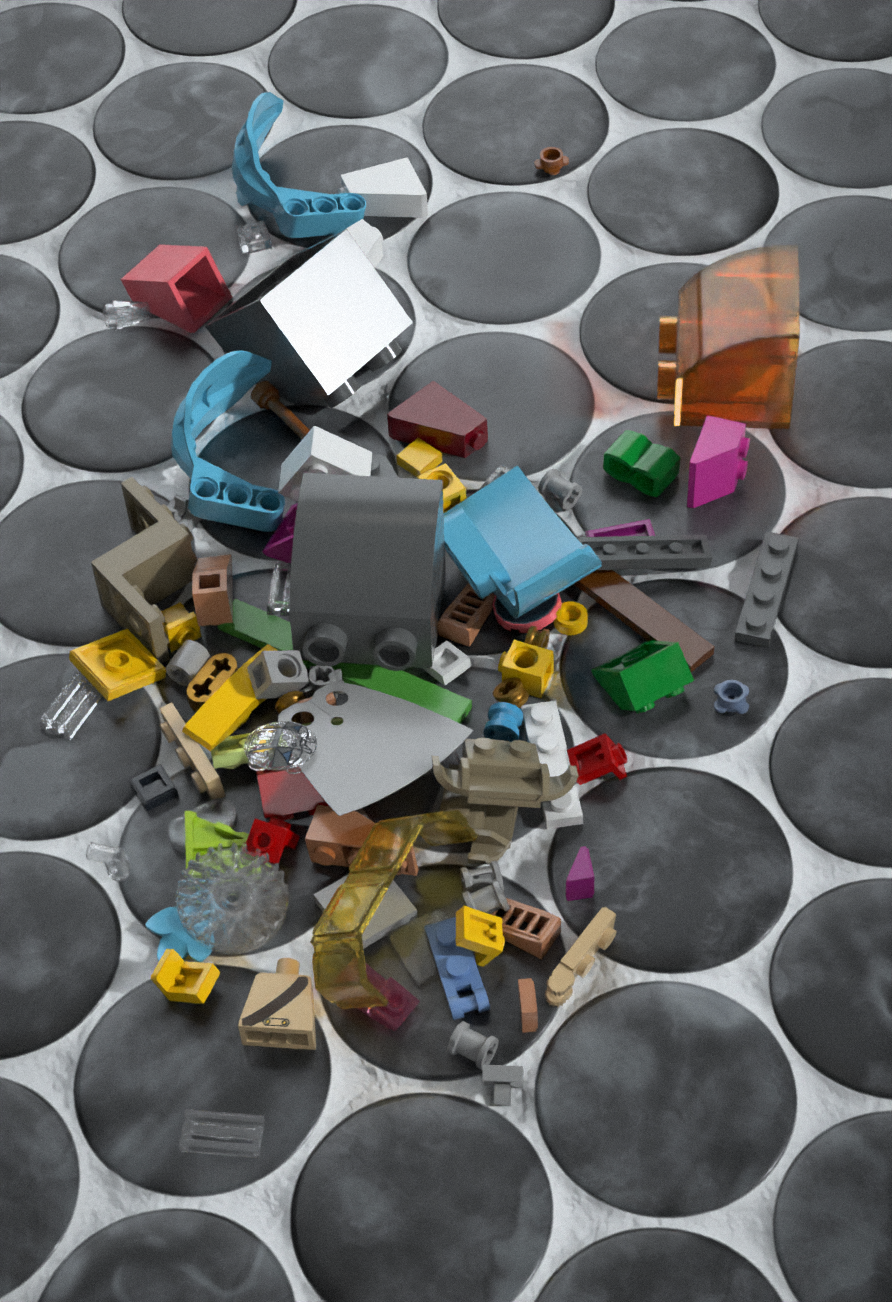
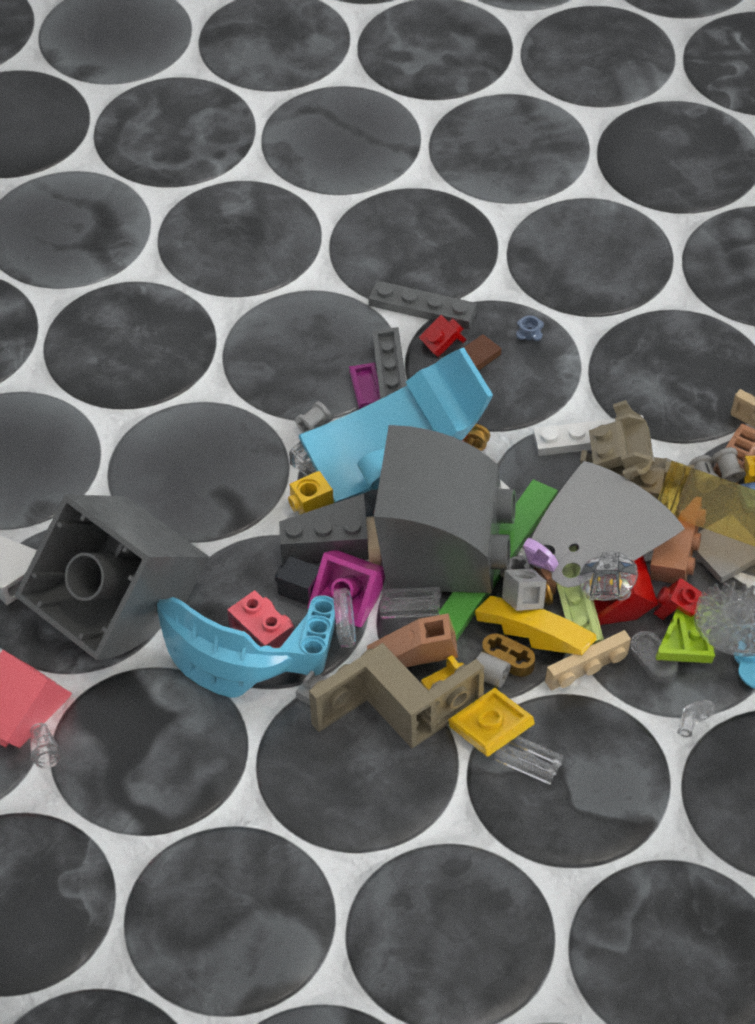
camera: 90 degrees left, 0 degrees up
(153, 787) = (617, 693): black tile -> none
(259, 457) = (260, 620): none -> coral brick
(259, 525) = (344, 617): none -> clear tile
(268, 398) = (238, 589): dark orange piece -> none
(321, 683) = (539, 555): none -> lavender tile
(322, 454) = (312, 543): white brick -> none
(419, 457) = (262, 516): yellow tile -> none
(439, 421) = (226, 496): slope -> none
(503, 722) = (558, 458): dark azure wheel -> none
(511, 692) = (523, 446): pearl gold bush -> none
(530, 665) = (504, 442): yellow brick -> none
(581, 877) = (697, 416): magenta slope -> none
(598, 758) = (592, 403): red bracket -> none
(641, 463) = (290, 366): green brick -> none
(644, 675) = (512, 373): green slope -> none
(710, 605) = (442, 335): none -> red bracket
(717, 461) = (304, 314): dark pink slope -> none
(734, 341) = (189, 278): clear orange brick -> none

